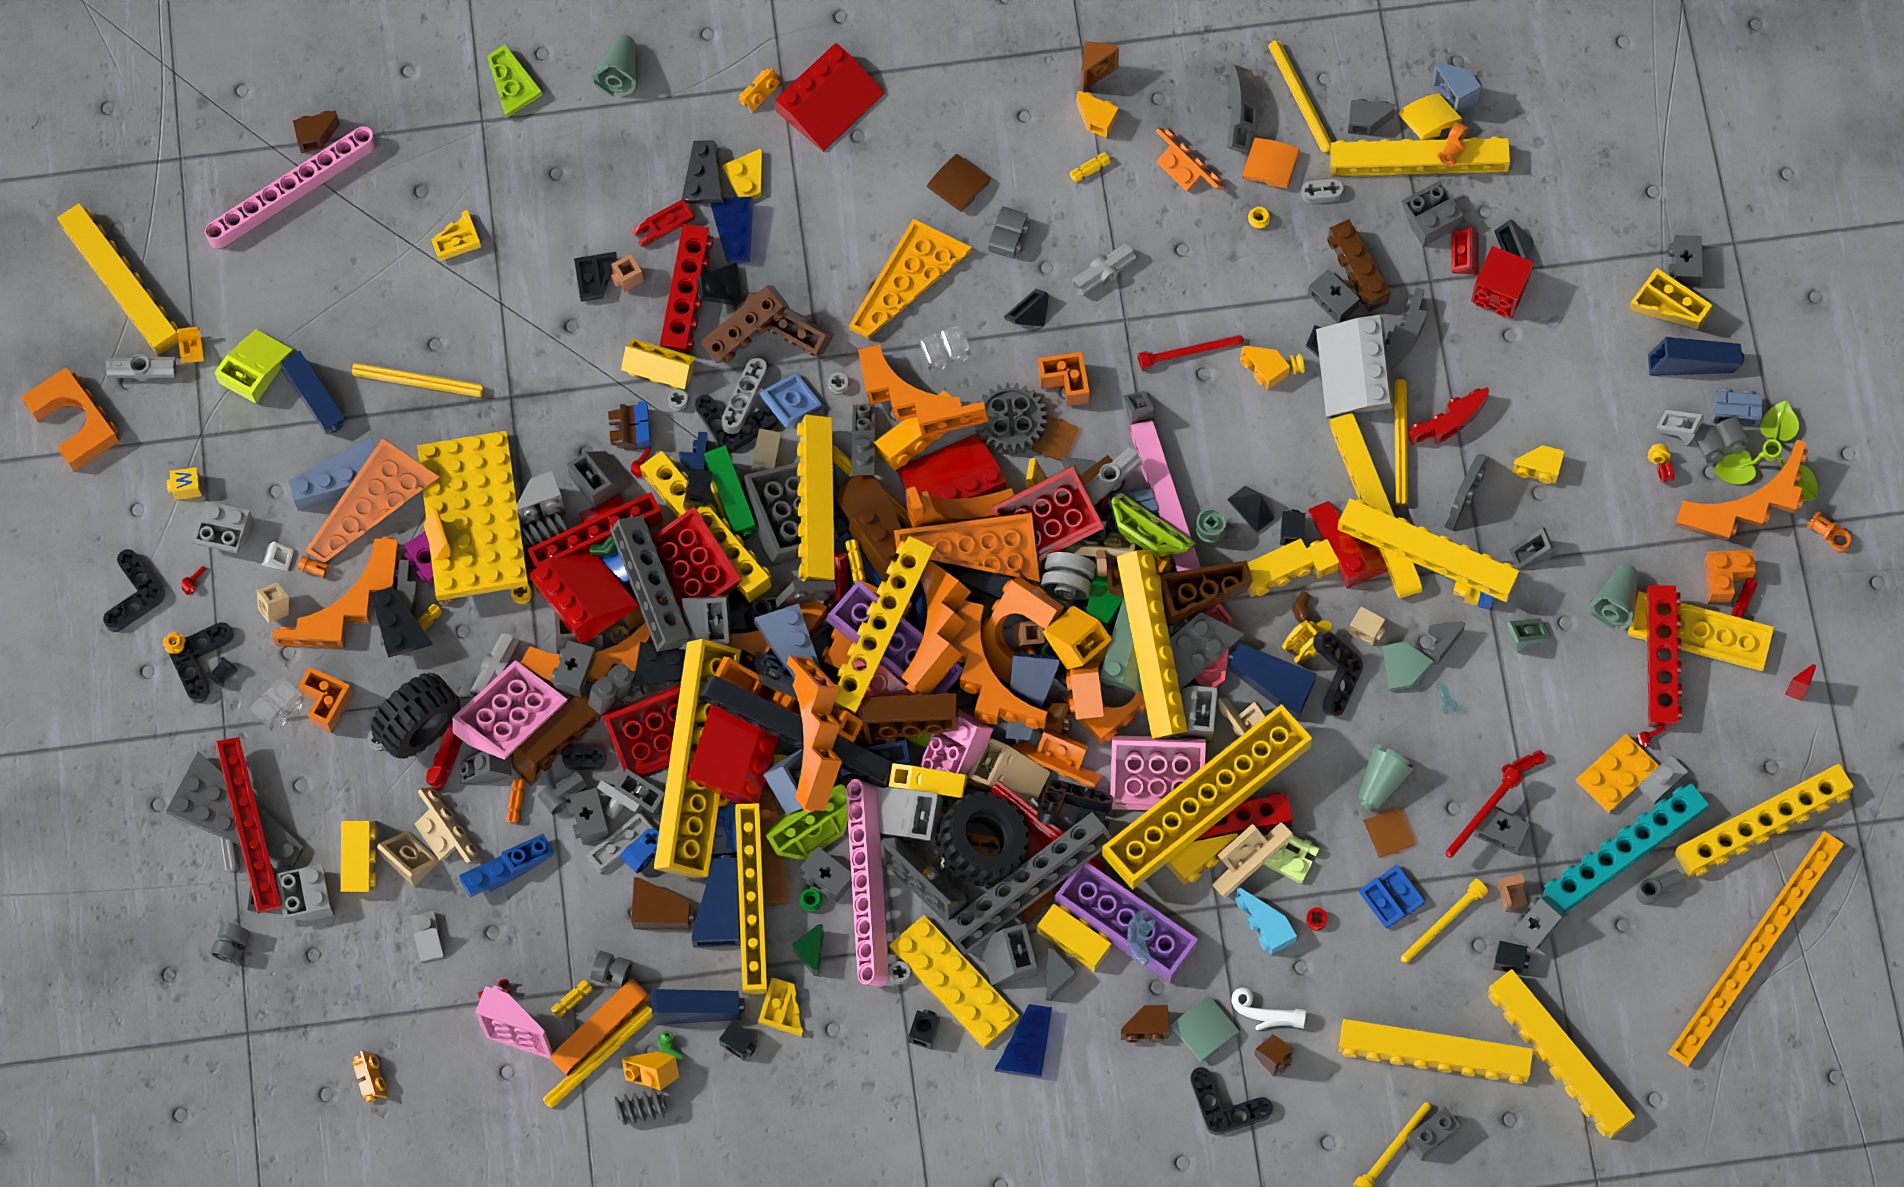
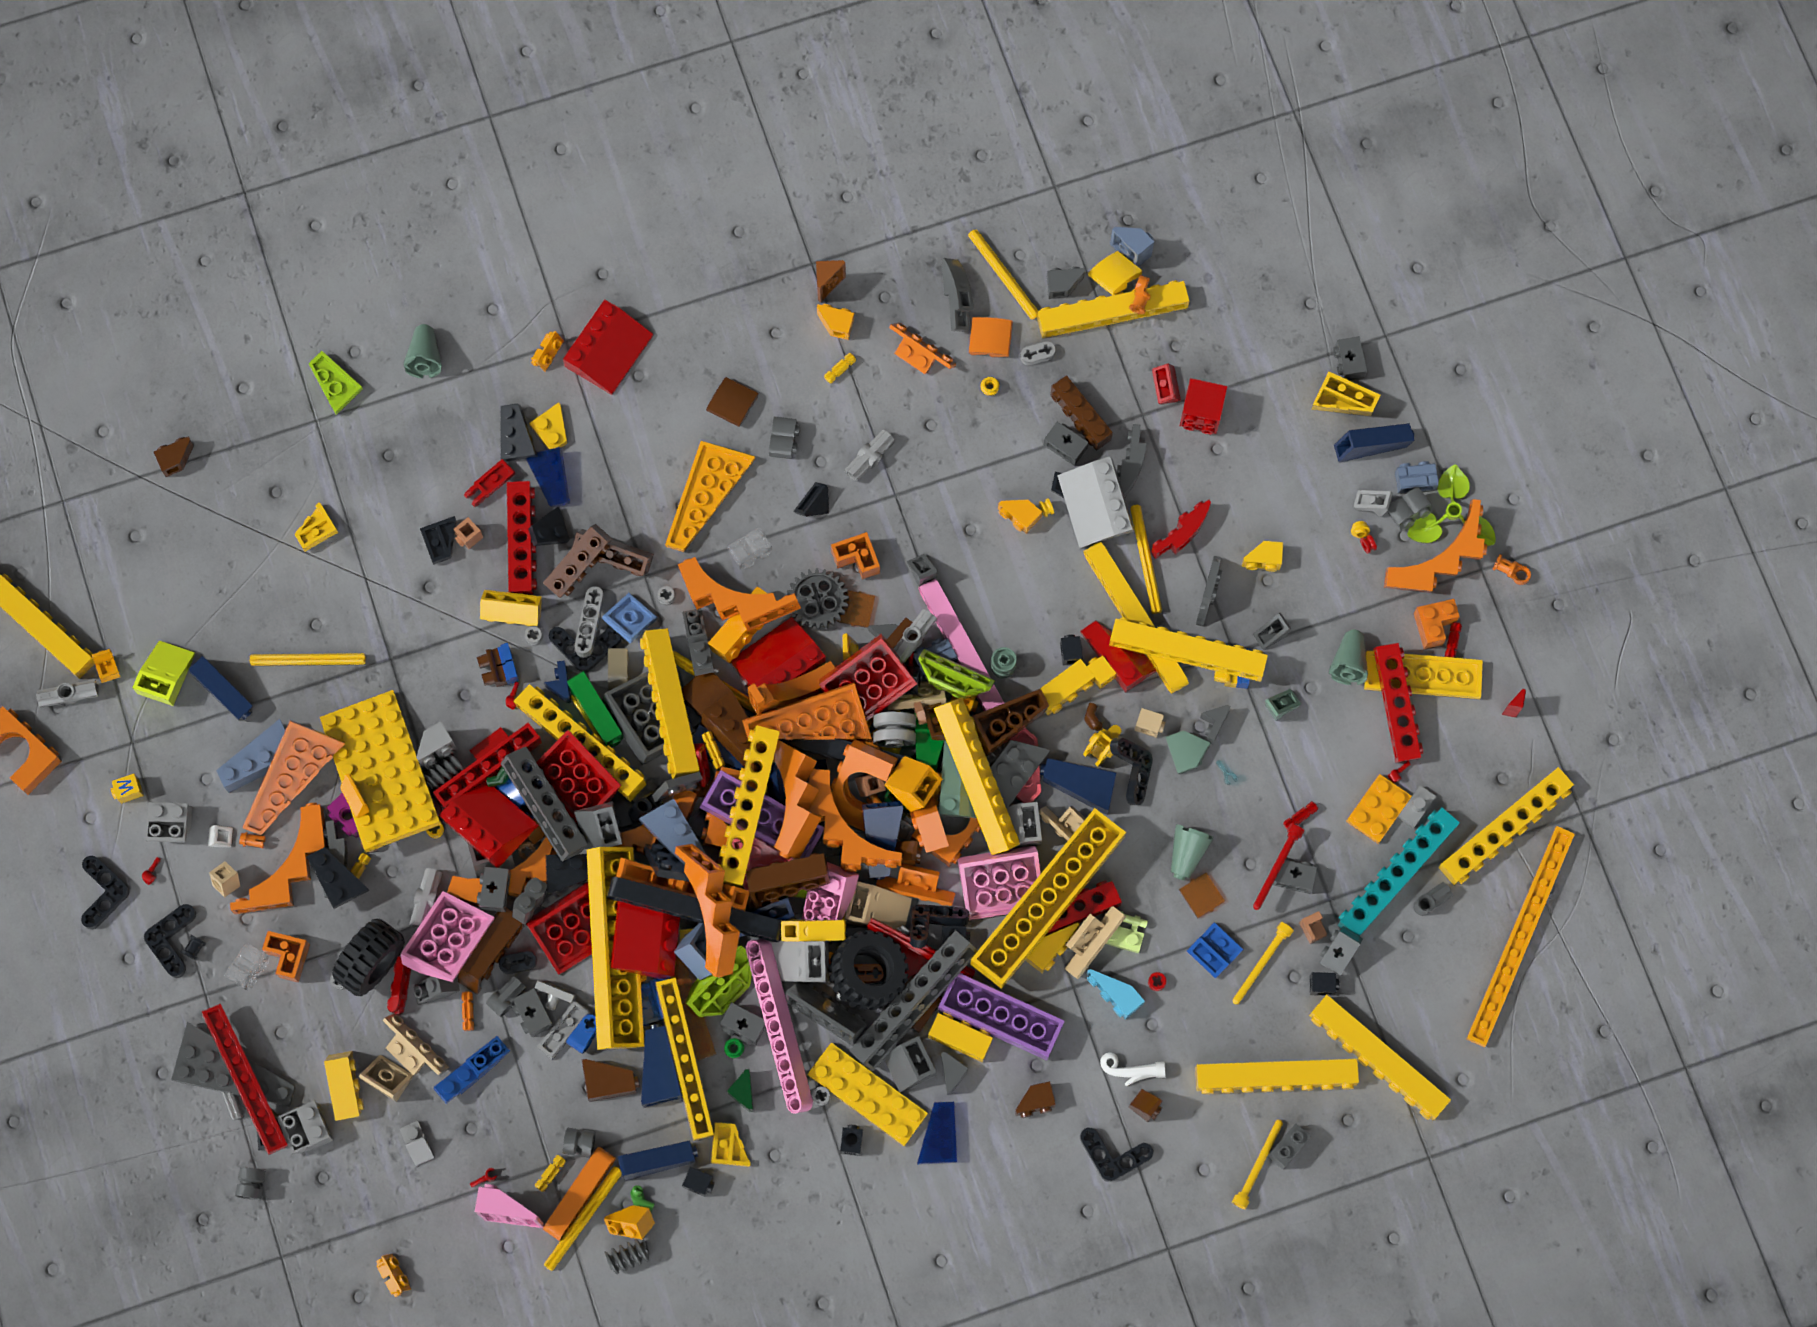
camera: 15 degrees left, 5 degrees up
(174, 648) = (150, 934): light orange plate -> none
(286, 197) = (161, 519): bright pink beam -> none
(597, 476) = (479, 716): dark grey slope -> none
(641, 791) = (573, 983): dark grey brick -> none
(698, 487) = (567, 711): black brick -> none
(1137, 933) = (1013, 1027): clear light blue piece -> none
(1147, 359) = (921, 527): red piece -> none
(1204, 1028) = (1083, 1094): sand green slope -> none
(1252, 508) = (1033, 638): black slope -> none
(1432, 213) = (1133, 356): dark grey slope -> none
(1514, 239) = (1205, 367): black slope -> none

